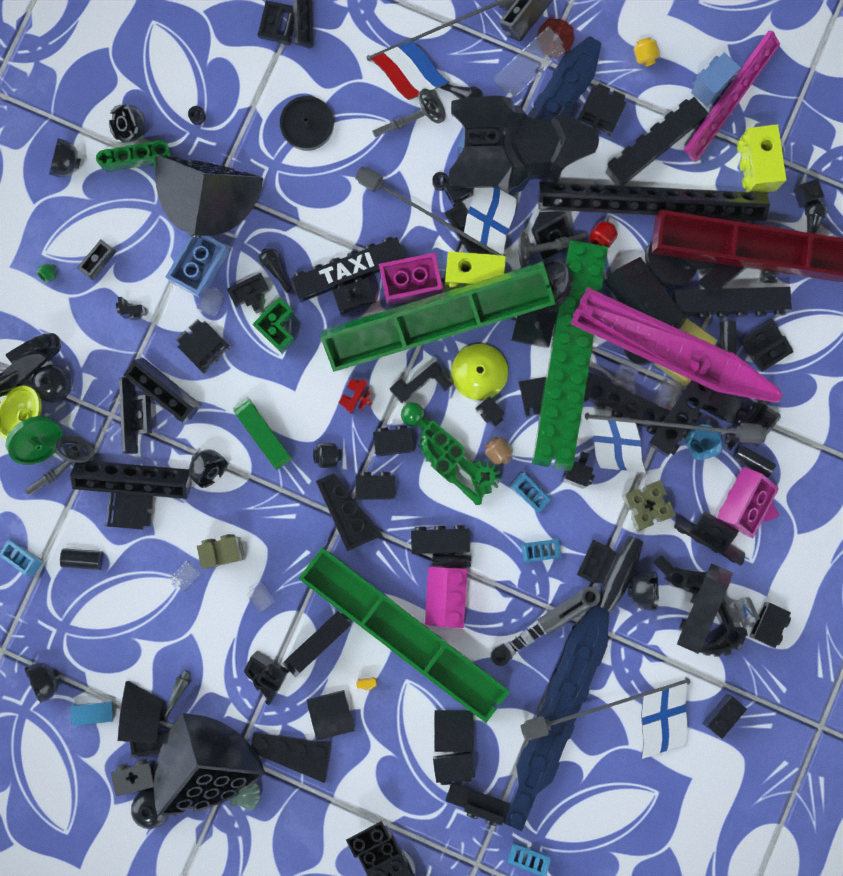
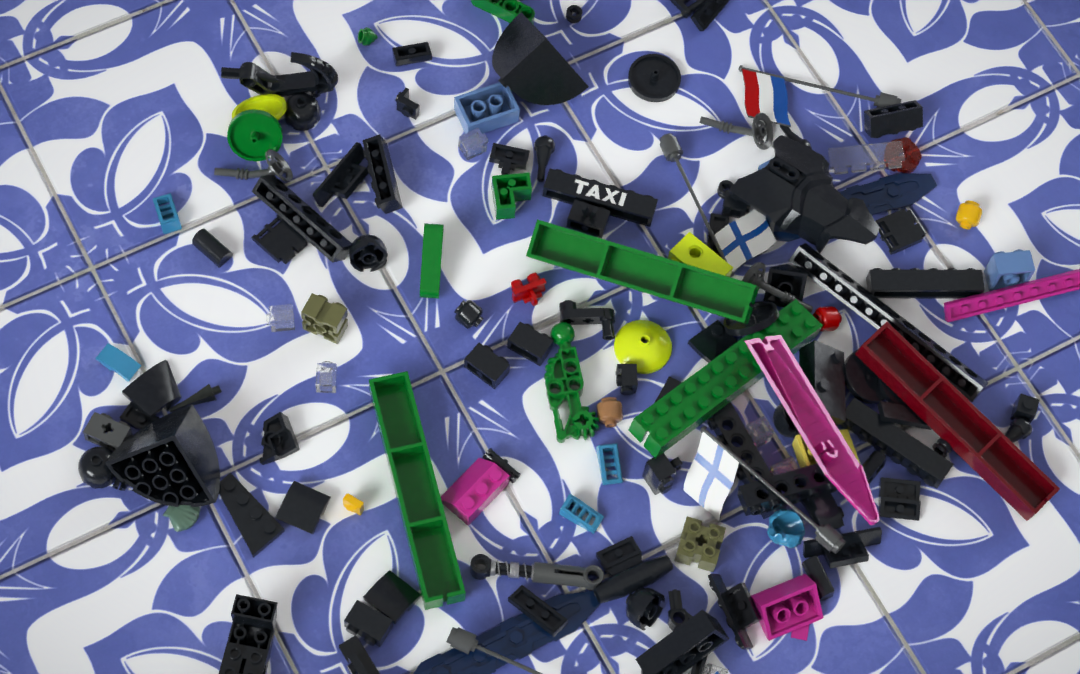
camera: 25 degrees right, 20 degrees down
(42, 680) = (104, 307): black cylinder -> none
(202, 345) = (440, 168): black plate -> none
(317, 643) = (338, 443): black slope -> none
(348, 517) = (446, 371): black wing -> none
(410, 279) = (644, 233): dark pink slope -> none
(440, 540) = (505, 443): black brick -> none
(569, 656) = (538, 610): none -> black tile
(761, 159) = (1003, 354): neon yellow piece -> none

